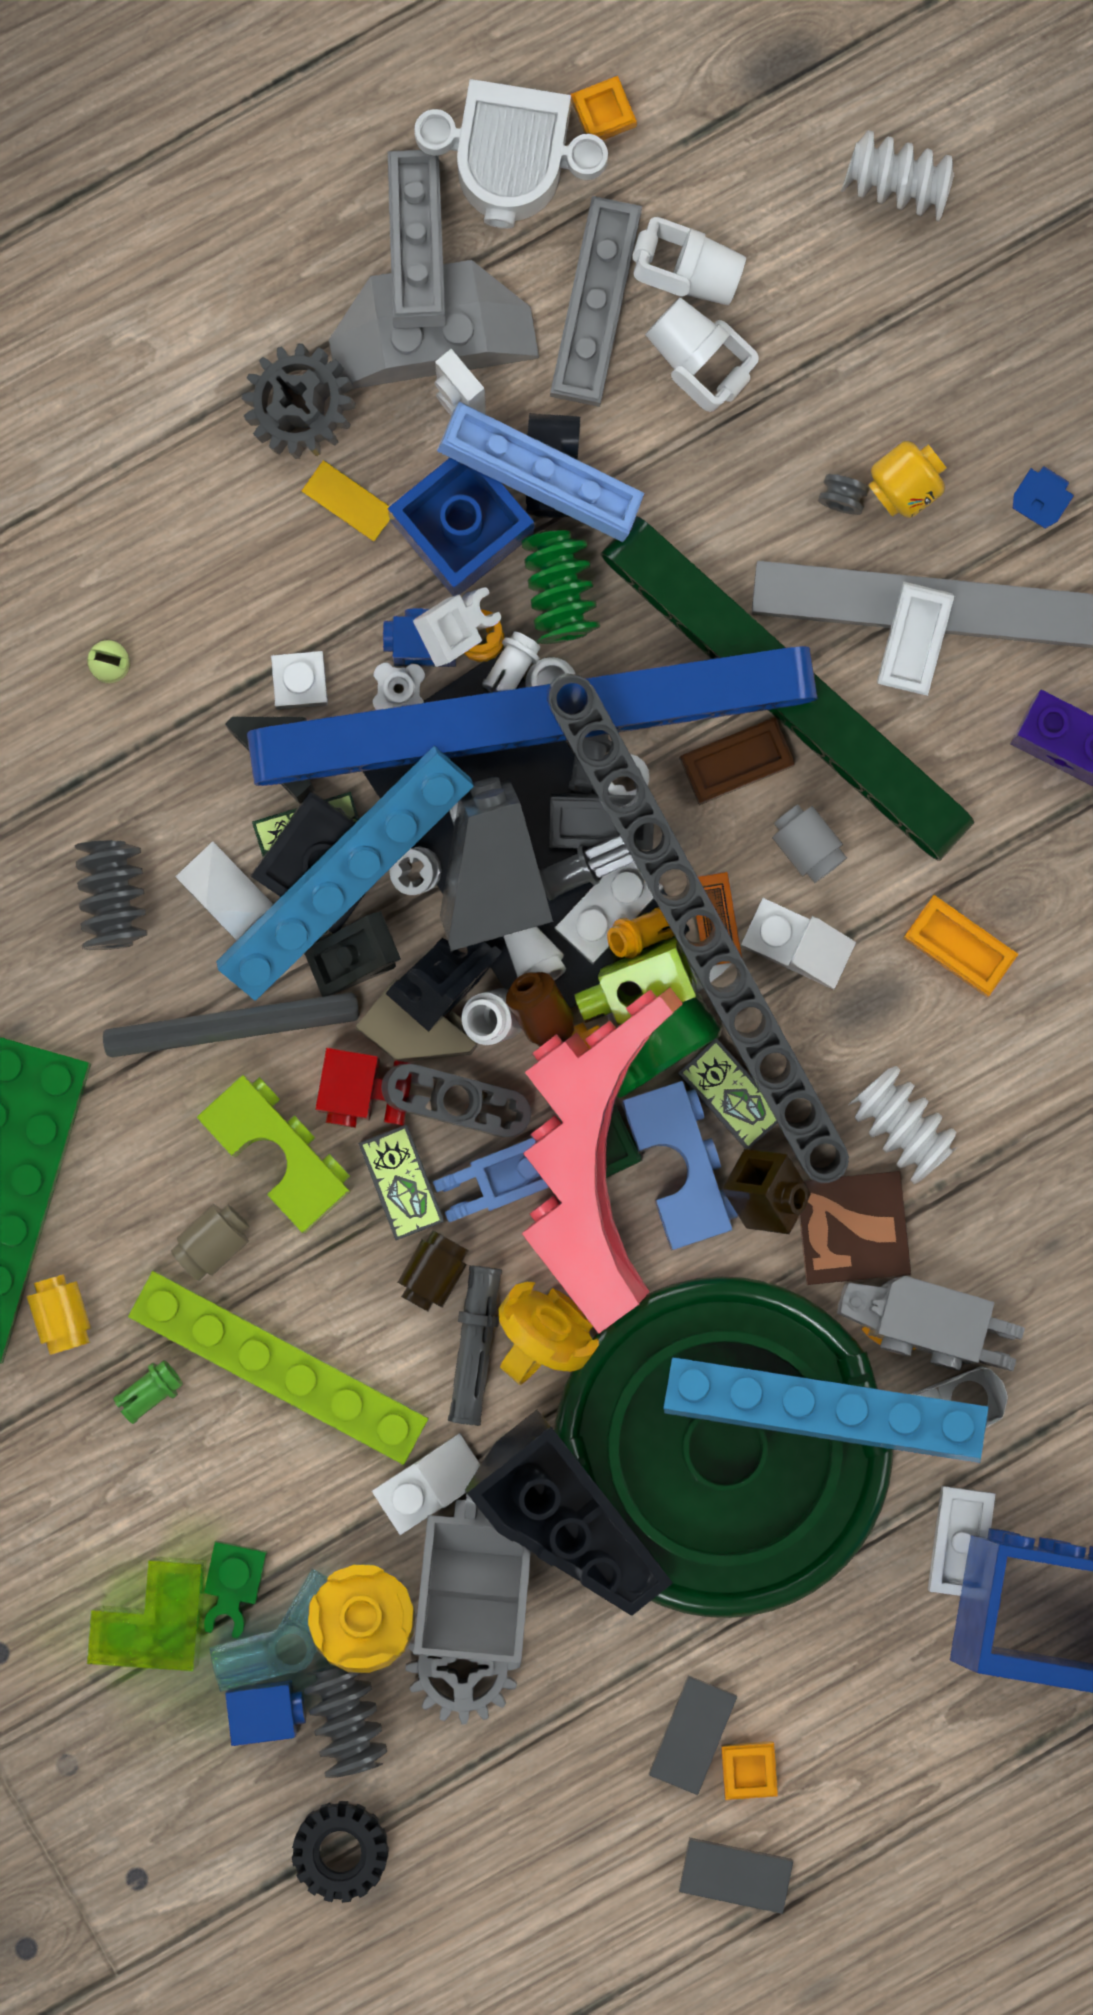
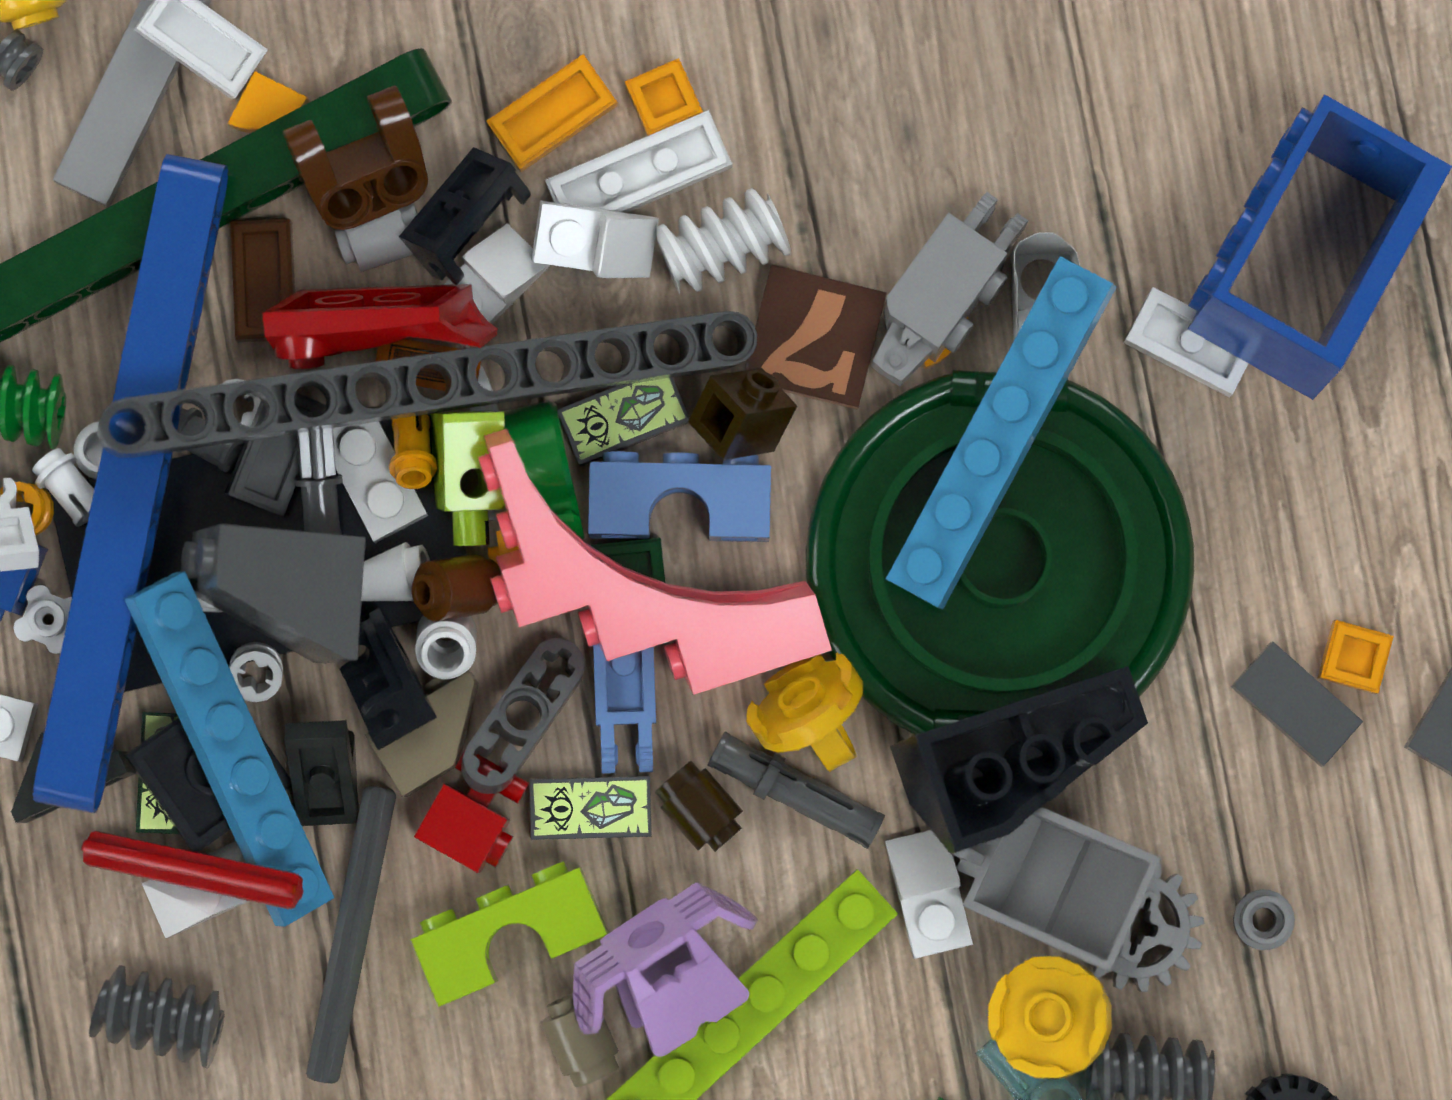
camera: 70 degrees left, 0 degrees up
(237, 879) = (193, 870): none -> red axle
(290, 1289) = (663, 970): none -> lavender piece
(497, 1784) = (1282, 919): none -> light grey plate
(729, 845) = (355, 319): none -> red slope
(850, 901) = (460, 211): none -> black hinge
(851, 814) = (364, 167): none -> reddish brown piece
(867, 1019) = (595, 240): none -> white slope
(881, 709) = (264, 103): none -> light orange tile
(936, 1035) = (645, 168): none -> white tile
(1006, 1033) = (663, 97): none -> light orange tile

